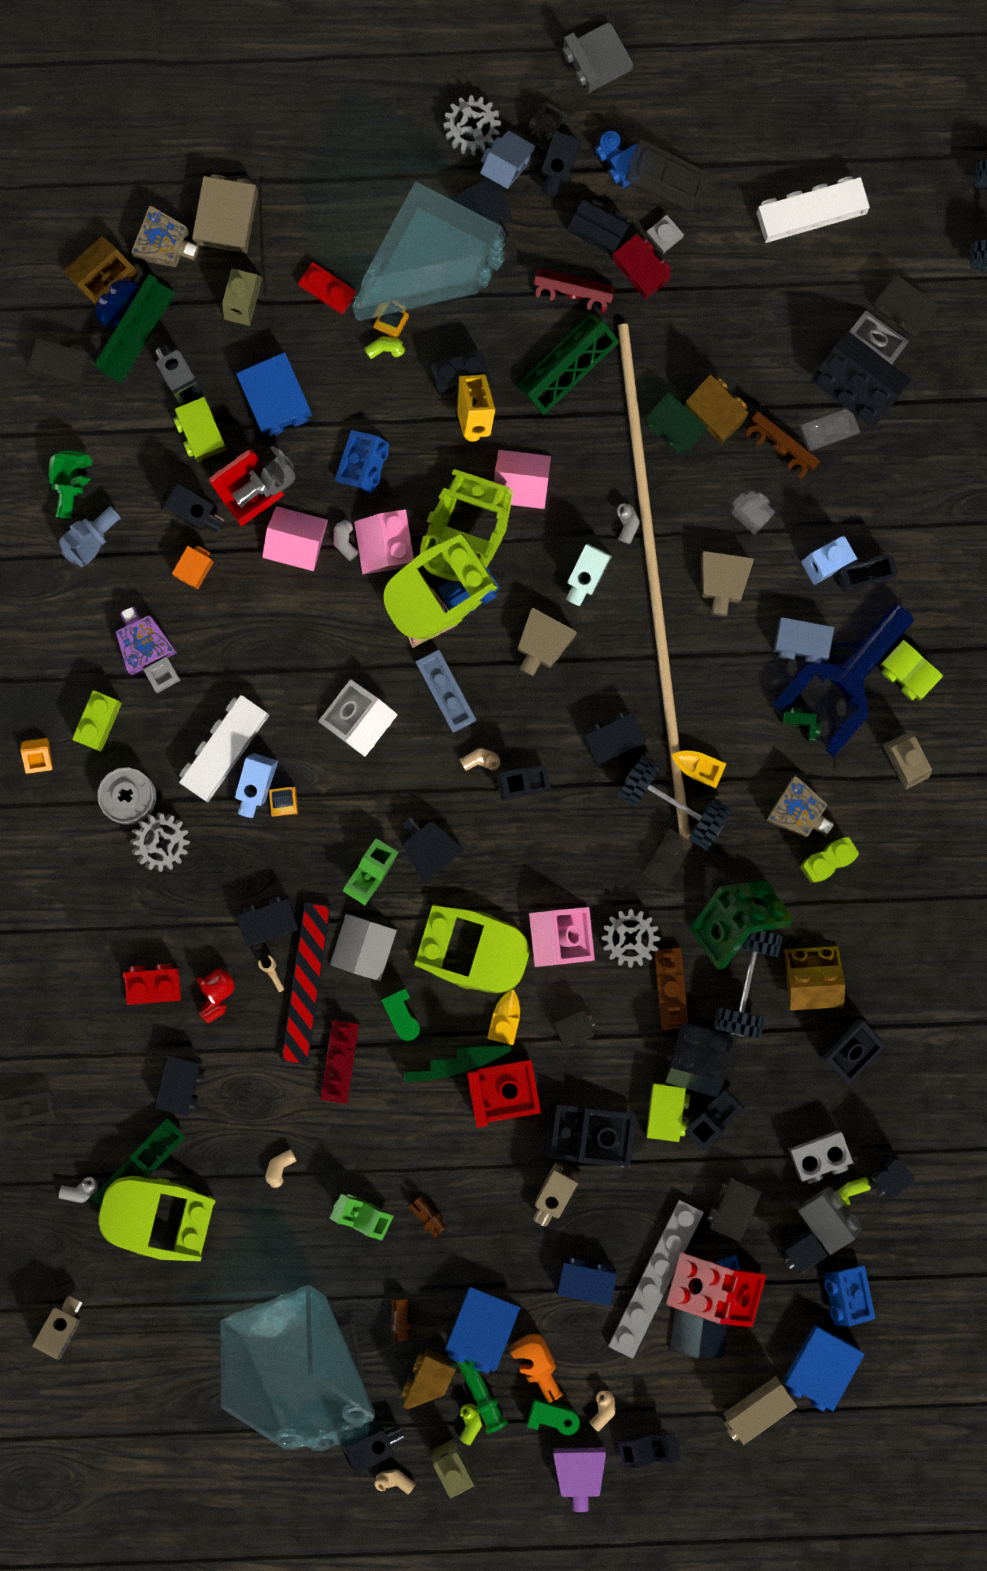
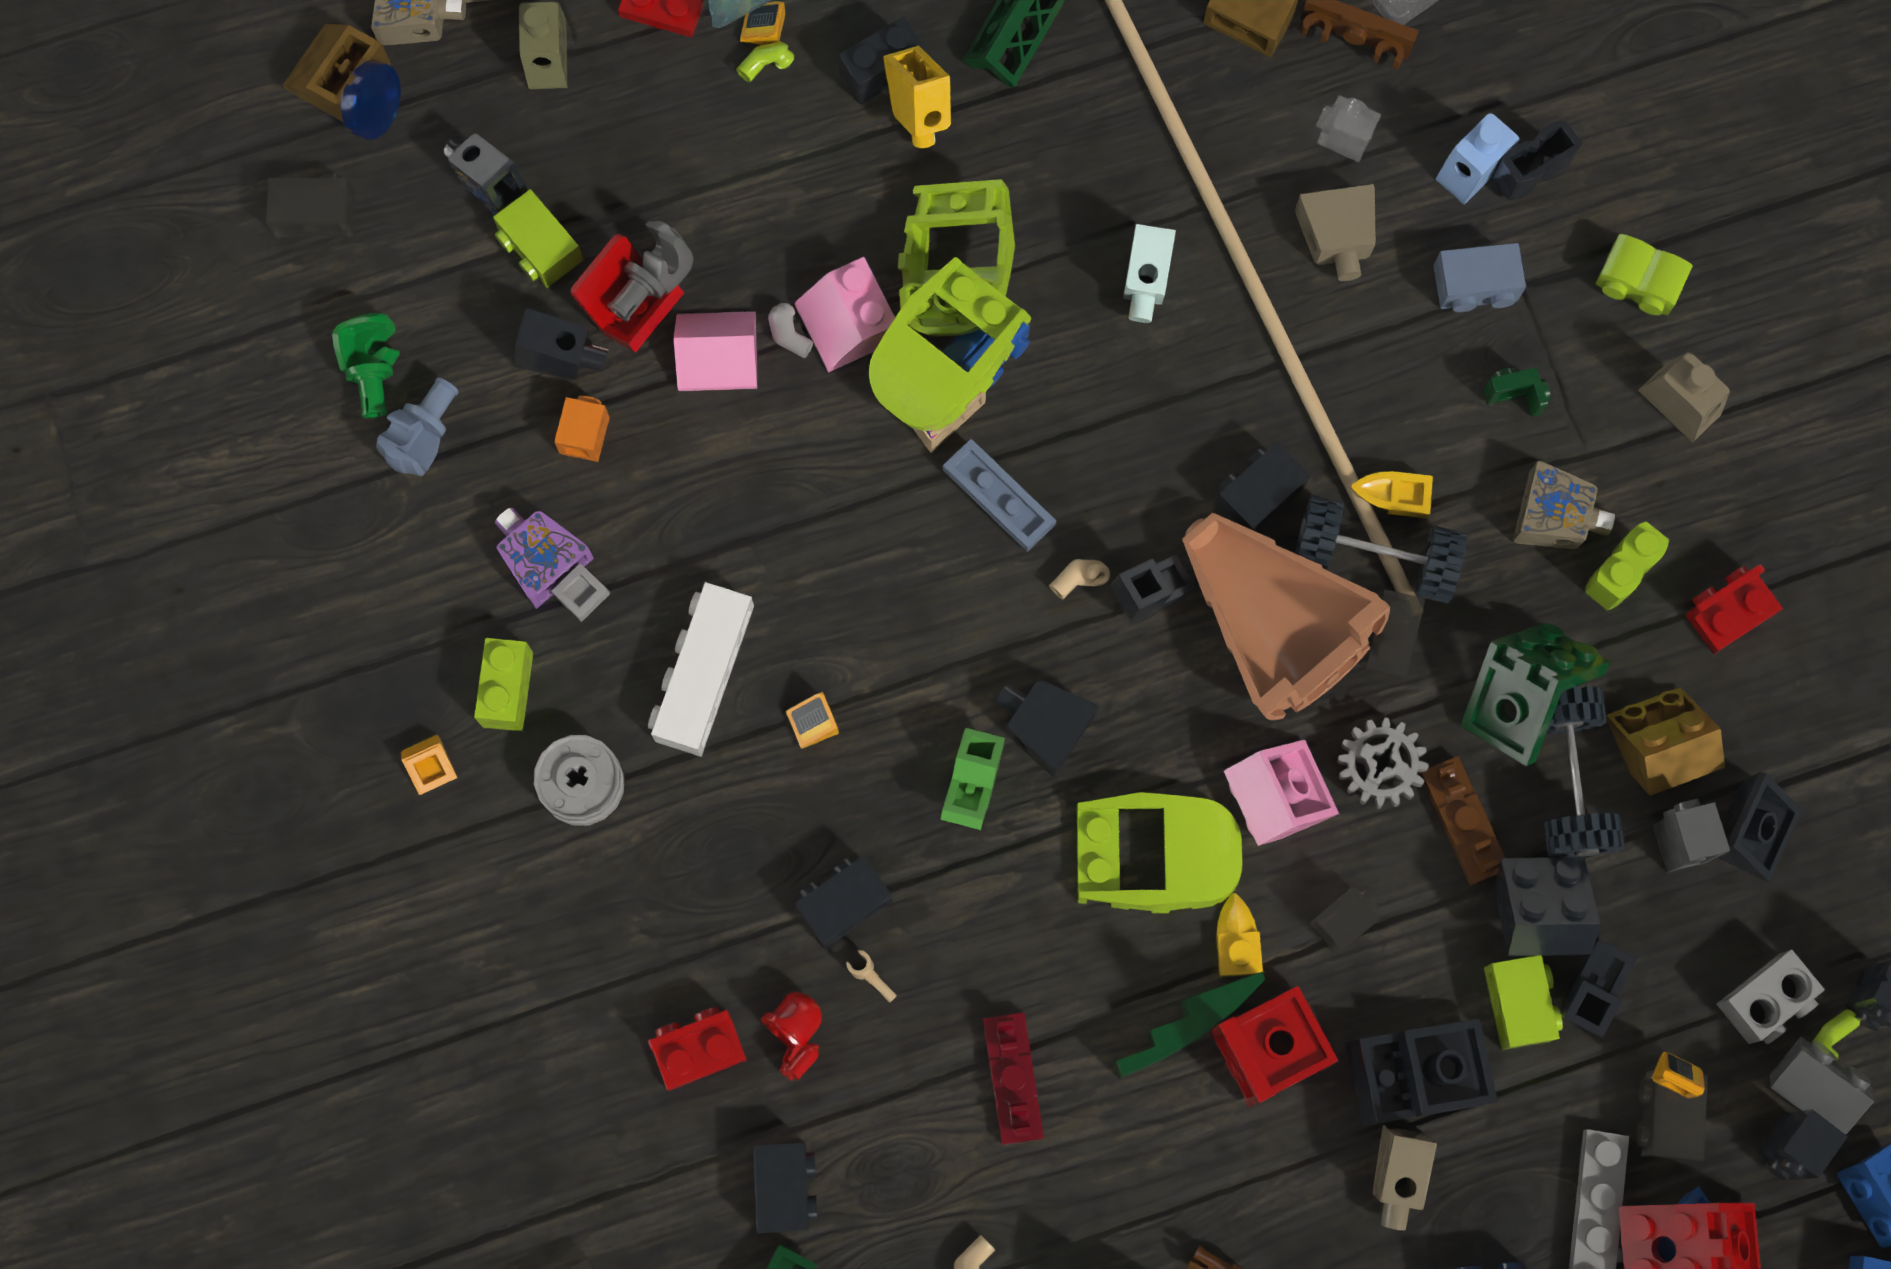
camera: 20 degrees left, 10 degrees down
(134, 329) = (405, 133): dark green fence -> none
(149, 844) = (636, 819): light grey gear -> none
(257, 772) = (760, 685): light blue torso -> none
(274, 395) = (629, 163): blue brick -> none
(306, 983) = (927, 978): tile -> none
(358, 717) = (885, 568): white slope -> none
(362, 461) = (781, 216): blue bracket -> none
(363, 947) = (994, 897): light grey slope -> none
(403, 1022) = (1092, 991): green leg -> none
(525, 475) = (1025, 171): bright pink slope -> none
(543, 641) = (1115, 384): dark tan torso -> none
(594, 826) = (1281, 614): none -> nougat cone
(629, 520) = (1180, 191): light grey arm -> none
(676, 424) = (1202, 43): clear green brick -> none
(743, 1186) = (1679, 1076): none -> light orange slope
(804, 1043) = (1690, 835): none -> dark grey brick
(851, 674) = (1561, 305): clear blue piece -> none
(889, 908) = (1734, 609): none -> red bracket

